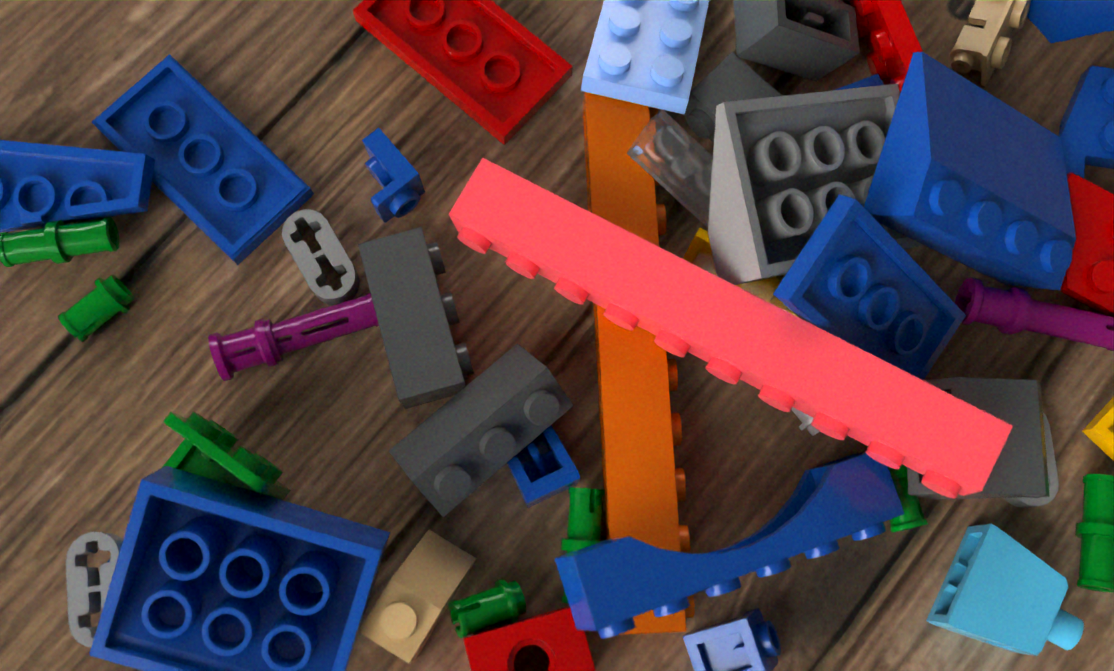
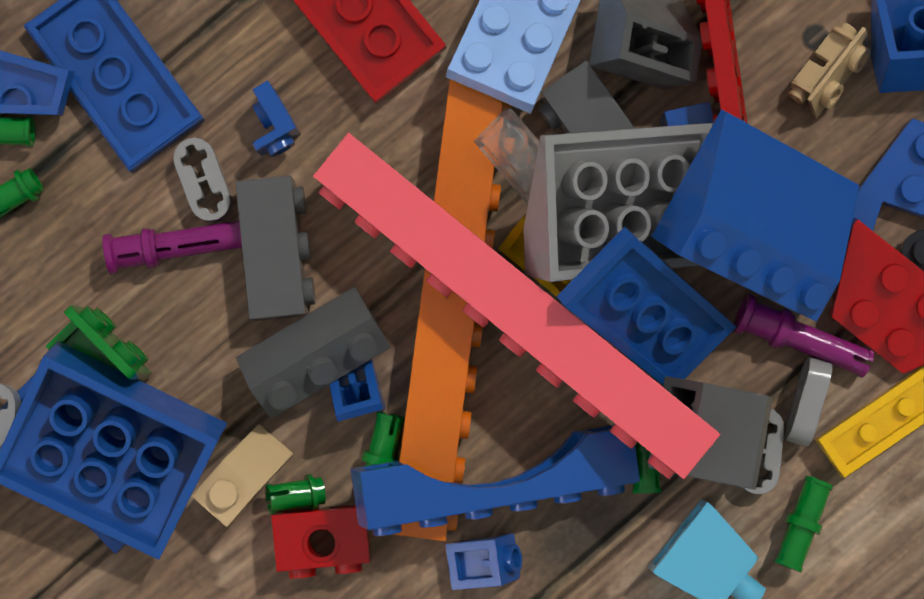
camera: 15 degrees right, 10 degrees up
(1067, 387) = (807, 401): none -> light grey beam

